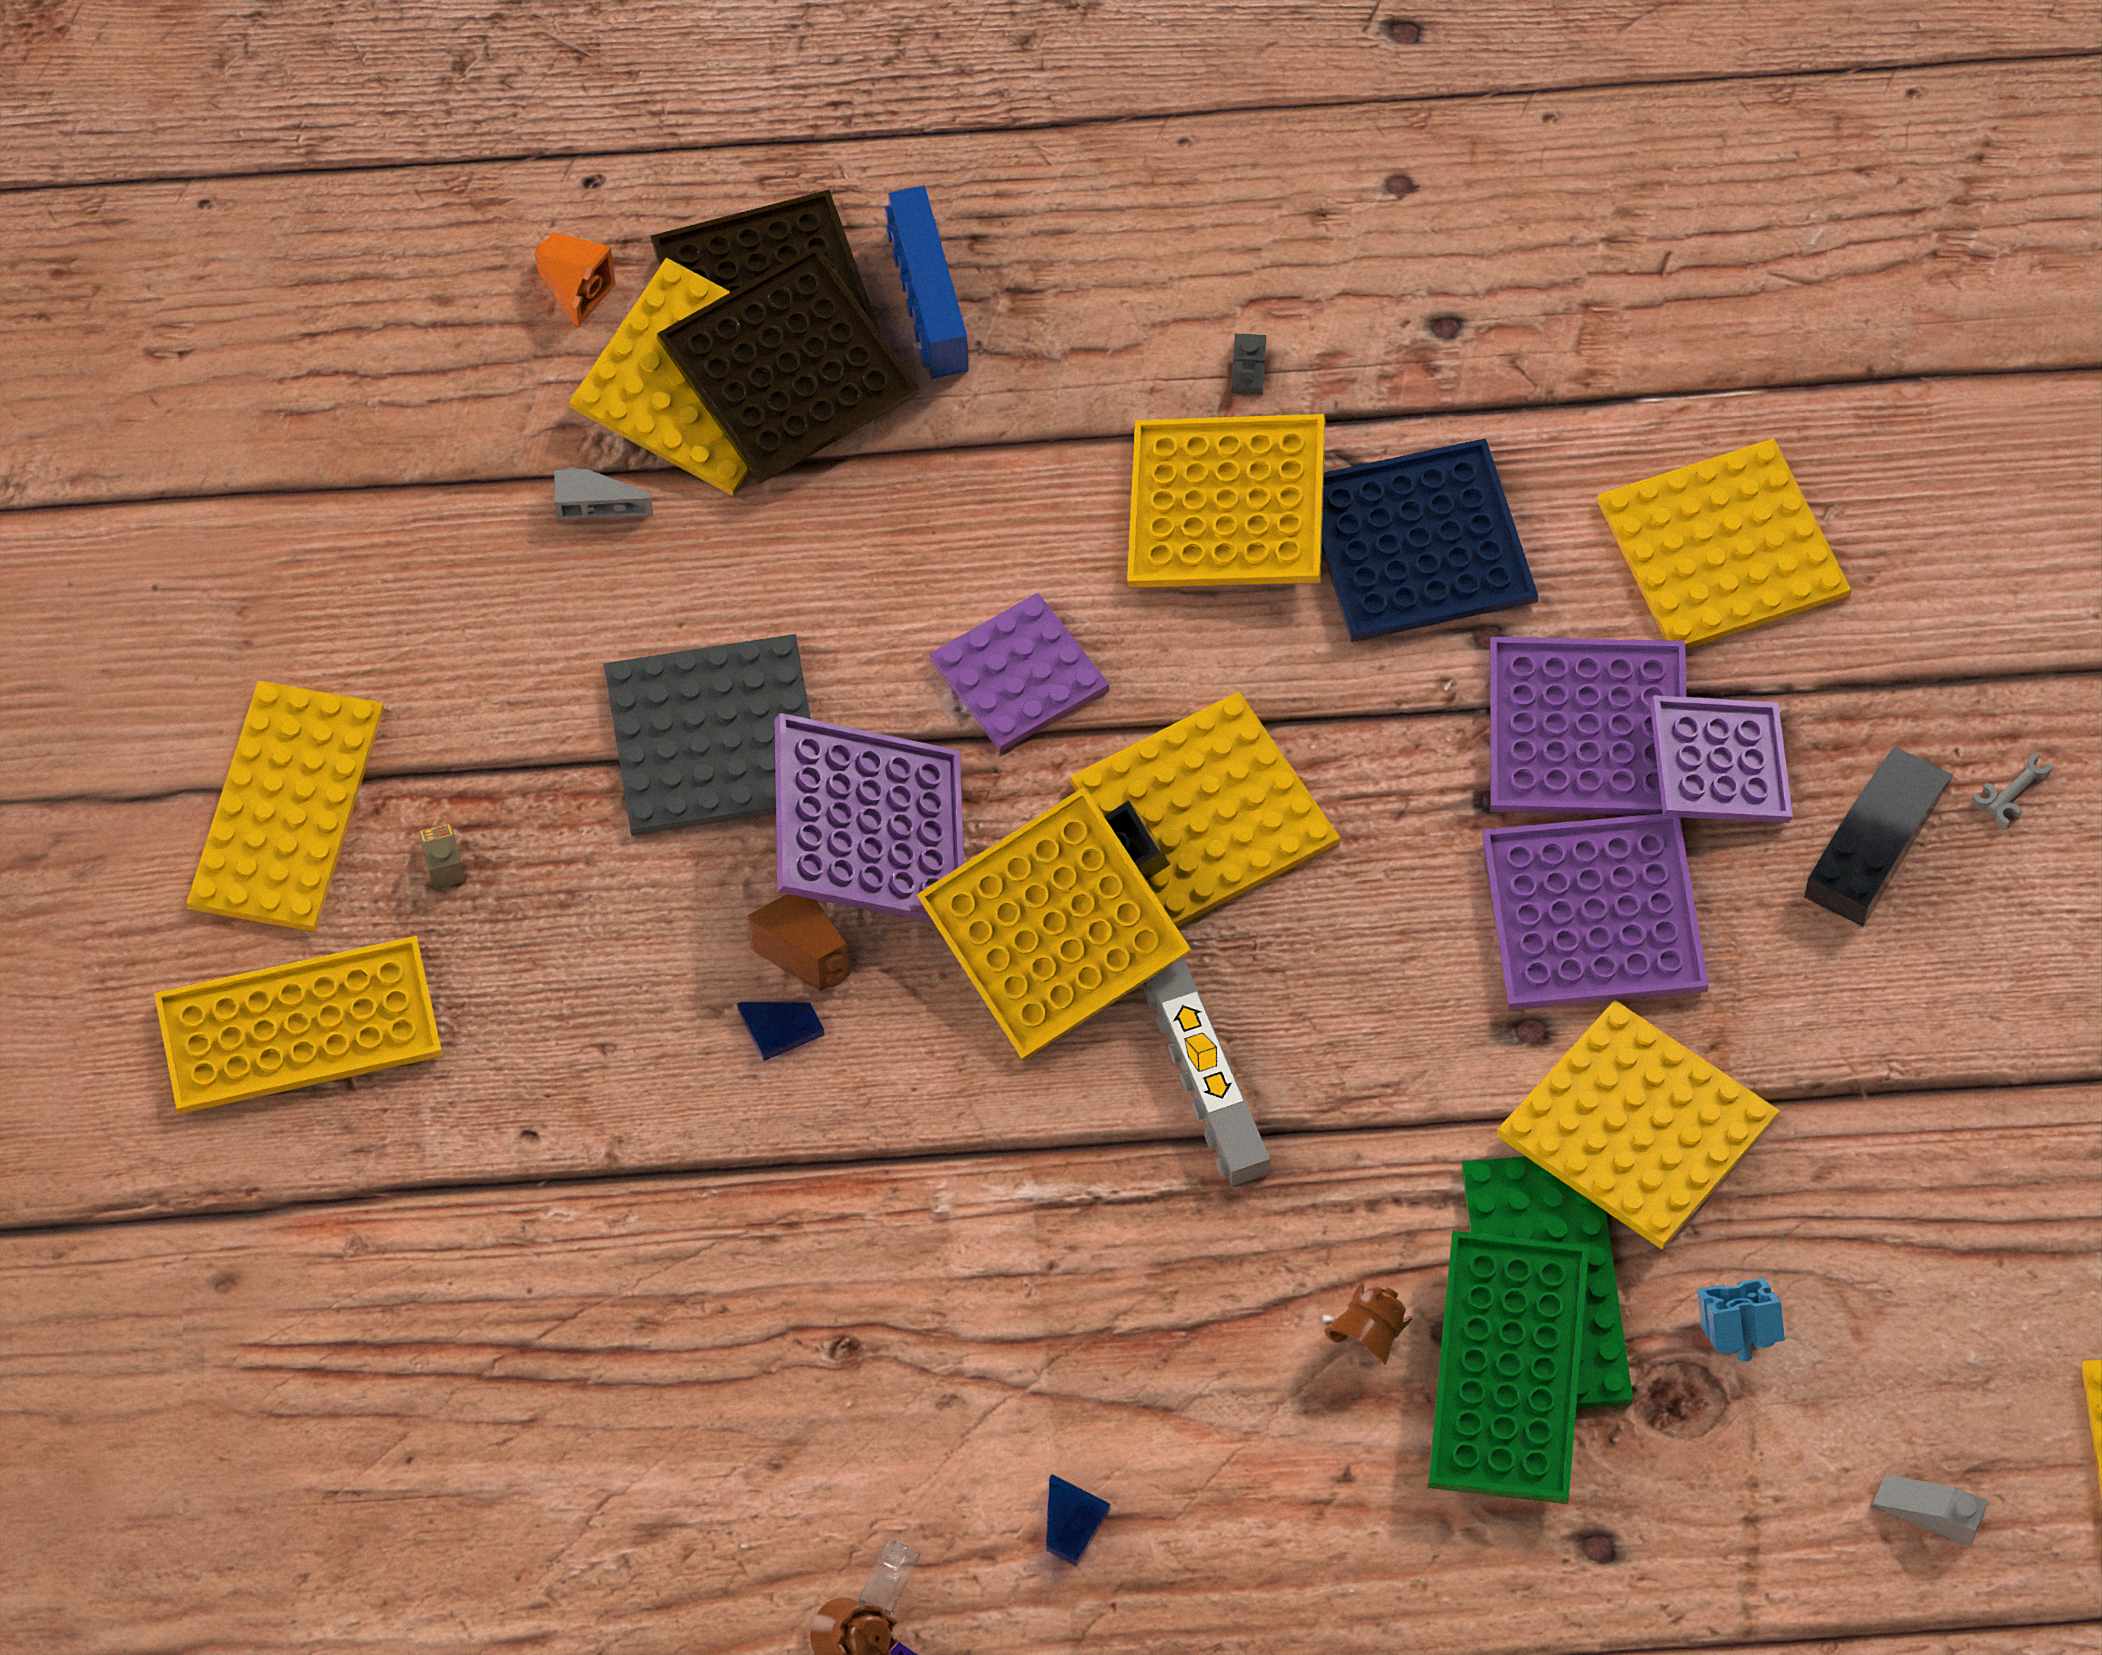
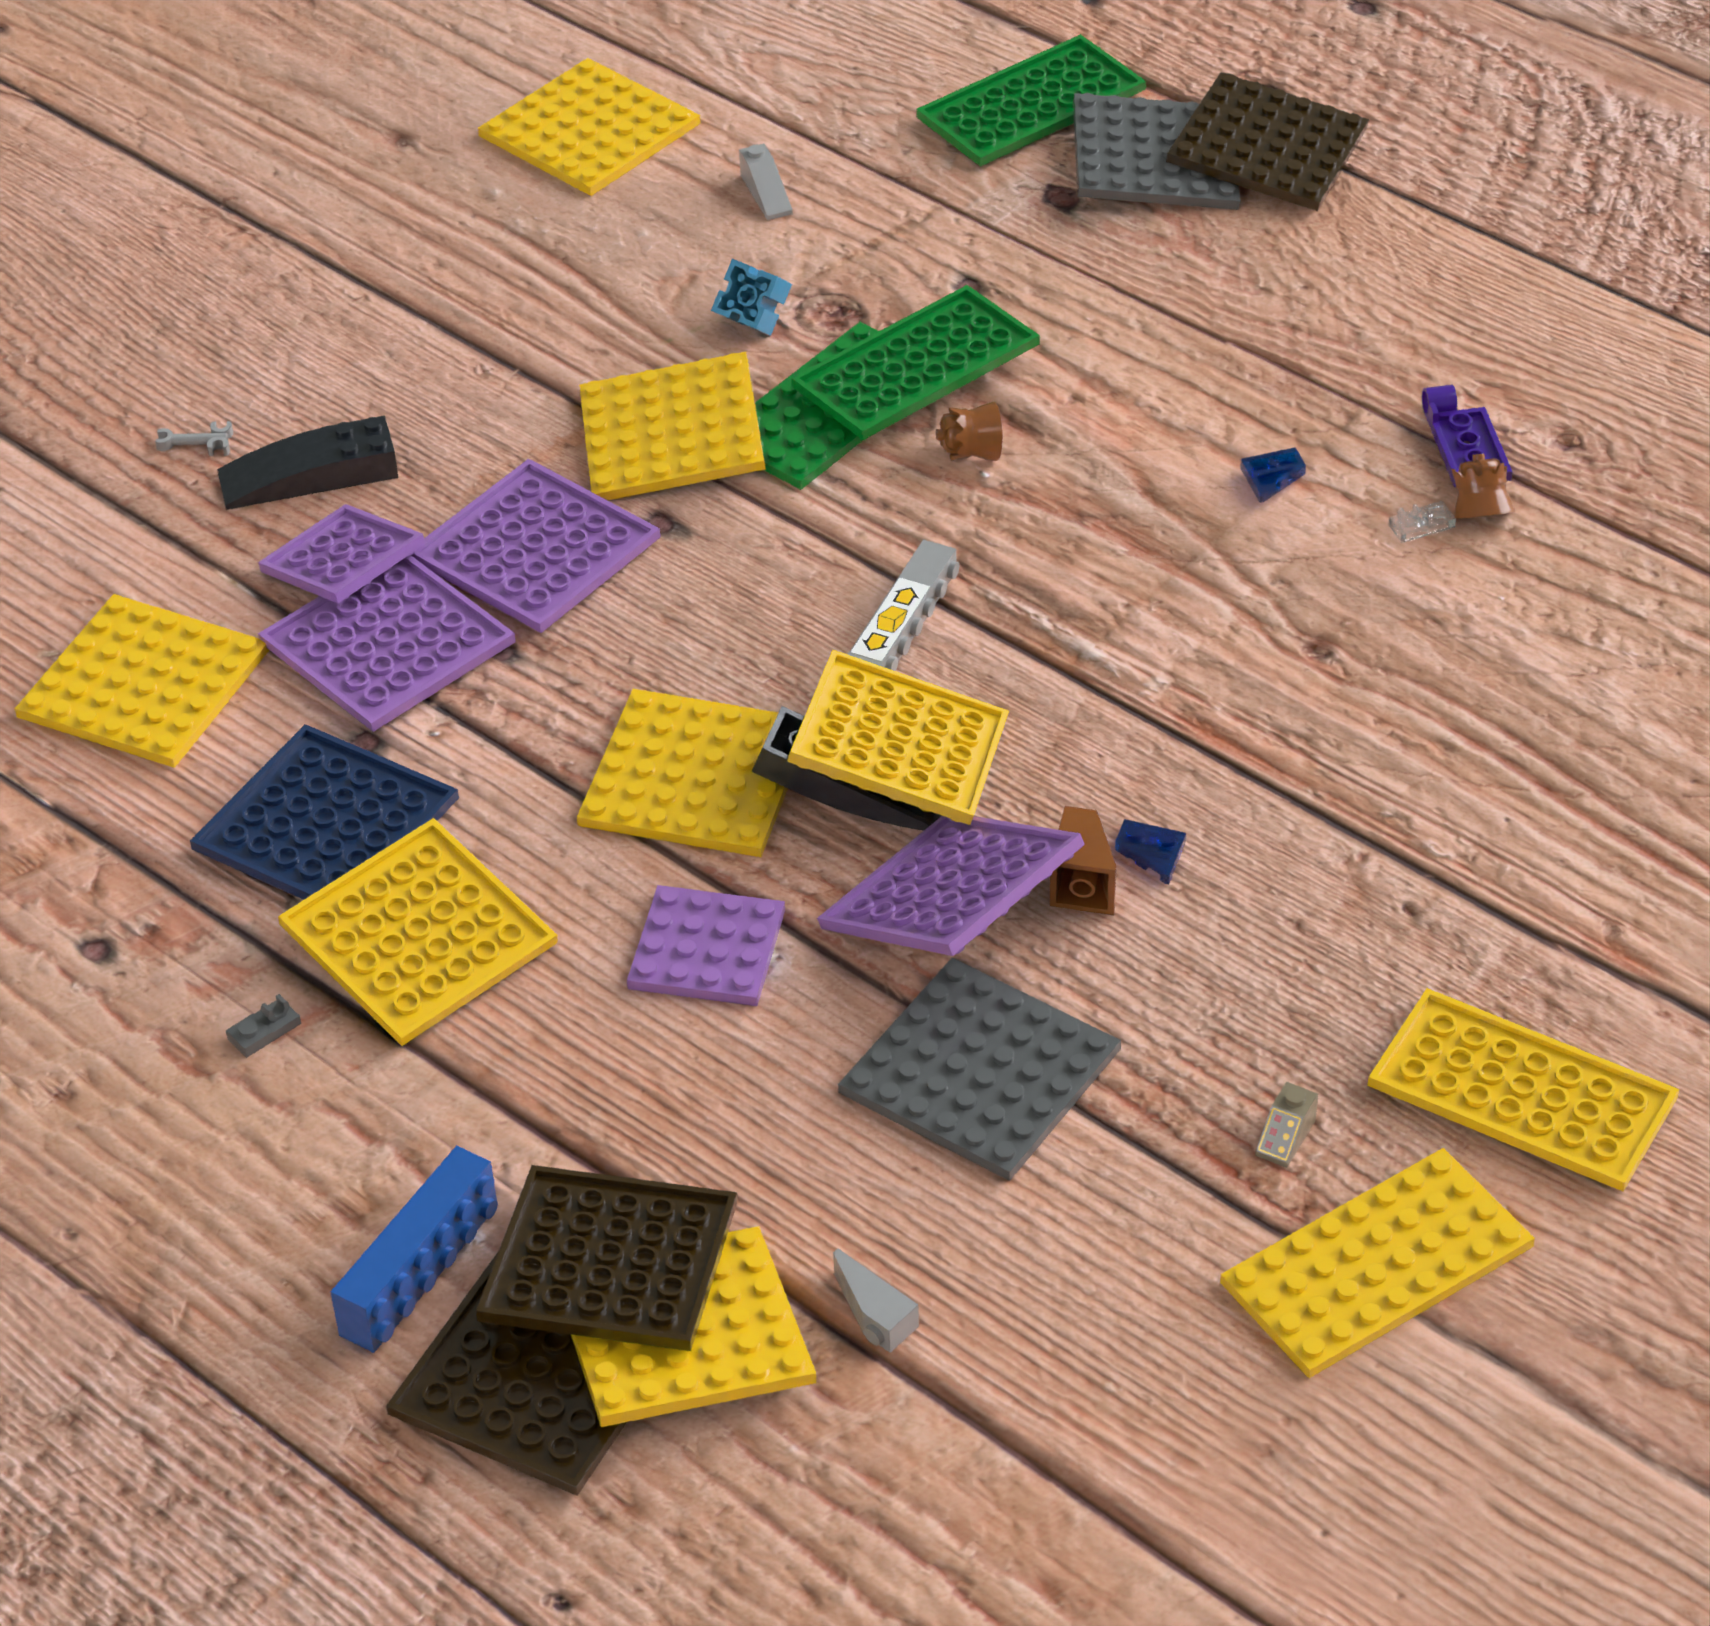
camera: 135 degrees left, 15 degrees down
(576, 273) = (680, 1498): orange slope -> none

